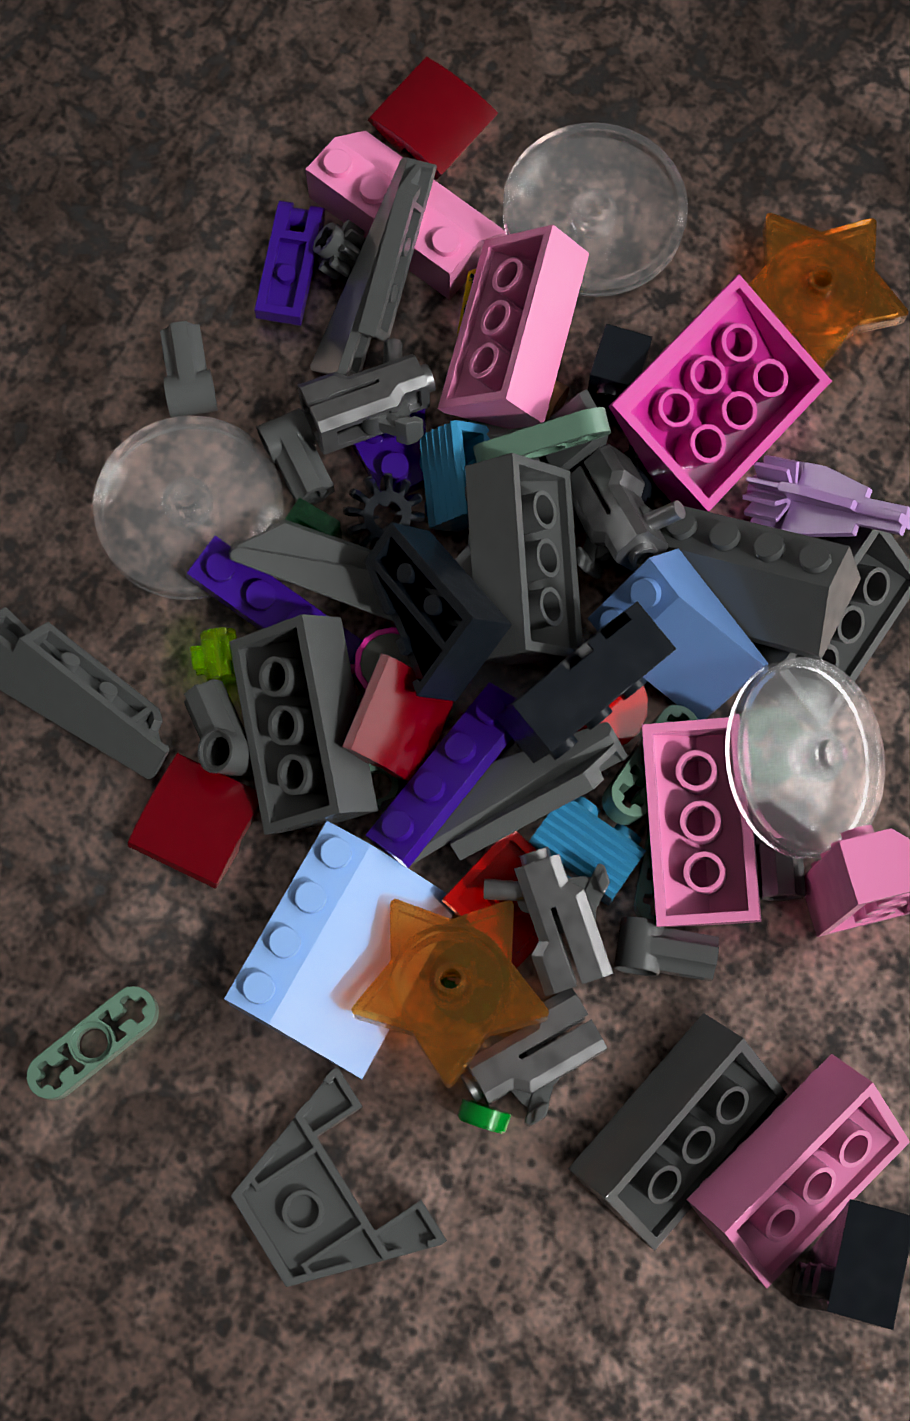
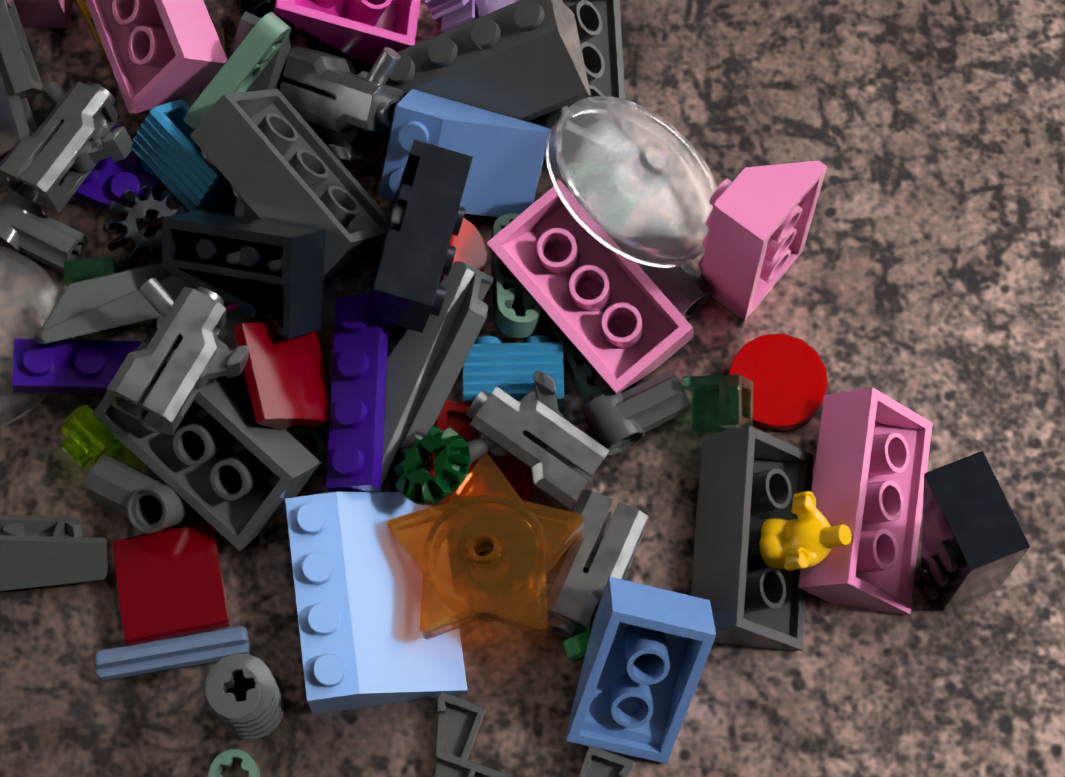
camera: 35 degrees left, 5 degrees down
(157, 878) = (171, 653): none -> sand blue axle
(182, 939) = (243, 716): none -> dark grey piece
(316, 651) = (177, 359): none -> flat silver piece
(471, 893) = (450, 469): none -> dark green gear
(505, 1171) = (640, 669): none -> medium blue slope
(715, 1167) = (803, 540): none -> yellow piece
(740, 998) = (720, 402): none -> clear green panel
(803, 1011) = (785, 378): none -> red tile

